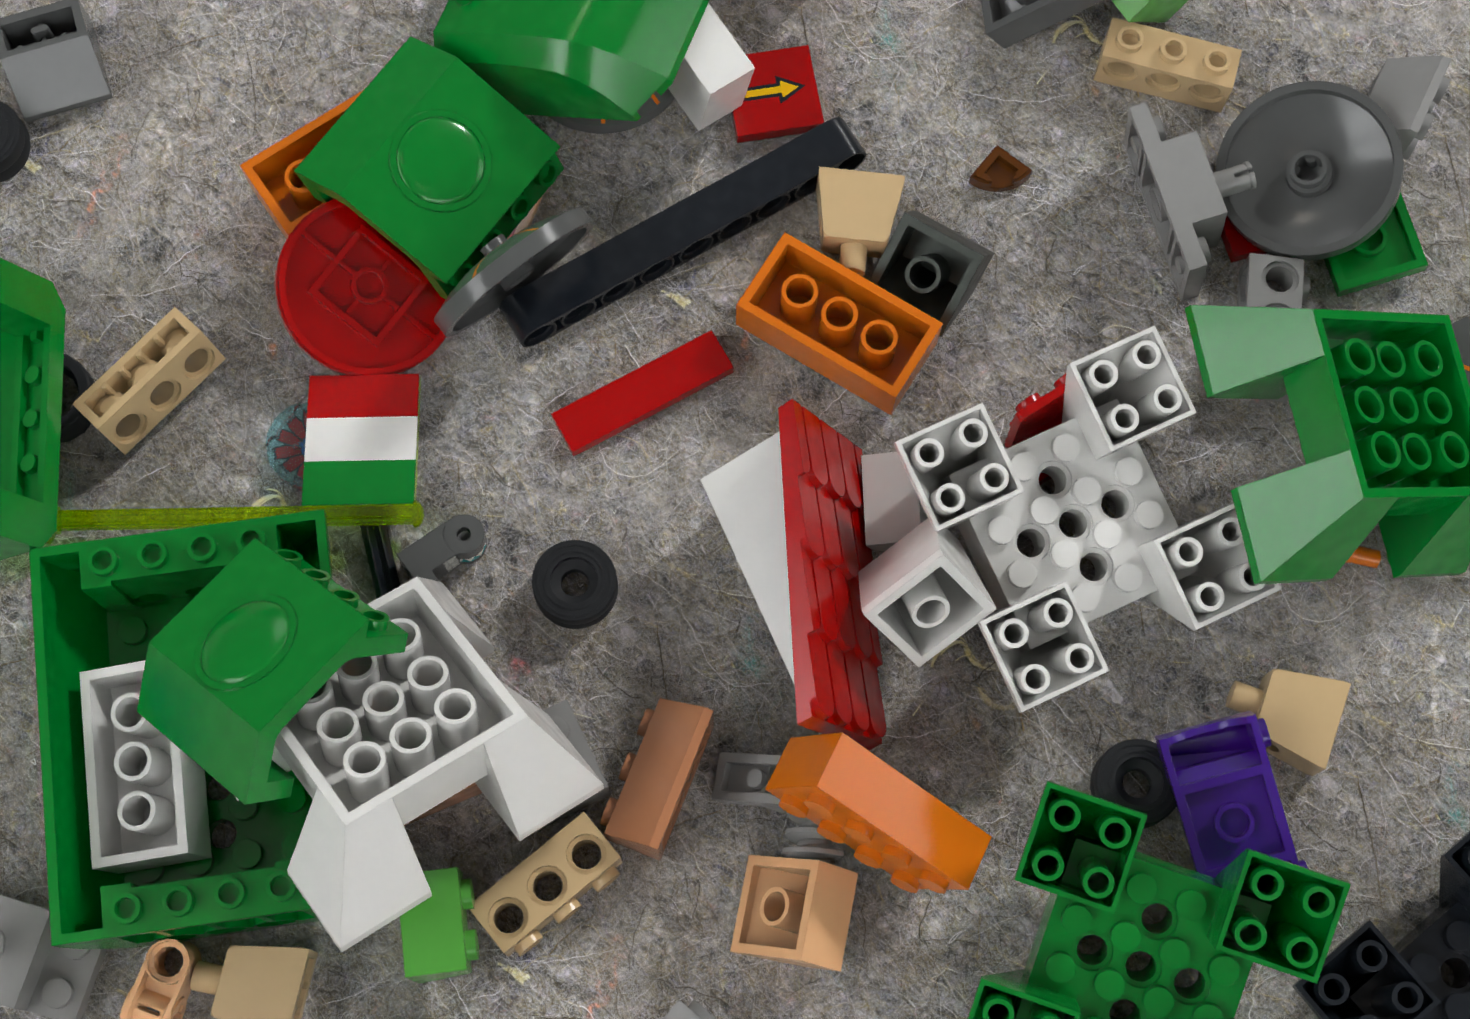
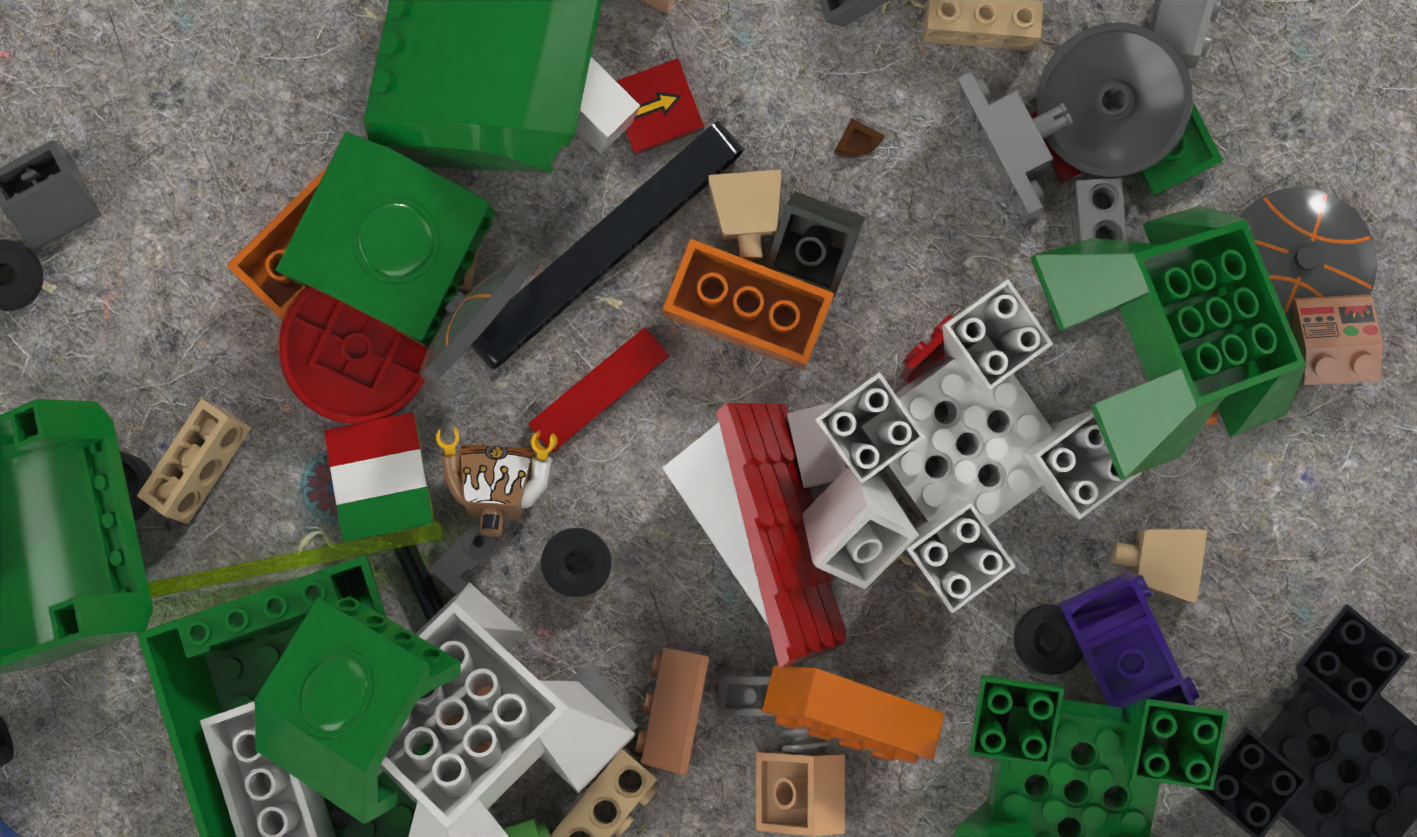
camera: 10 degrees left, 10 degrees up
(499, 466) = (495, 479): none -> torso

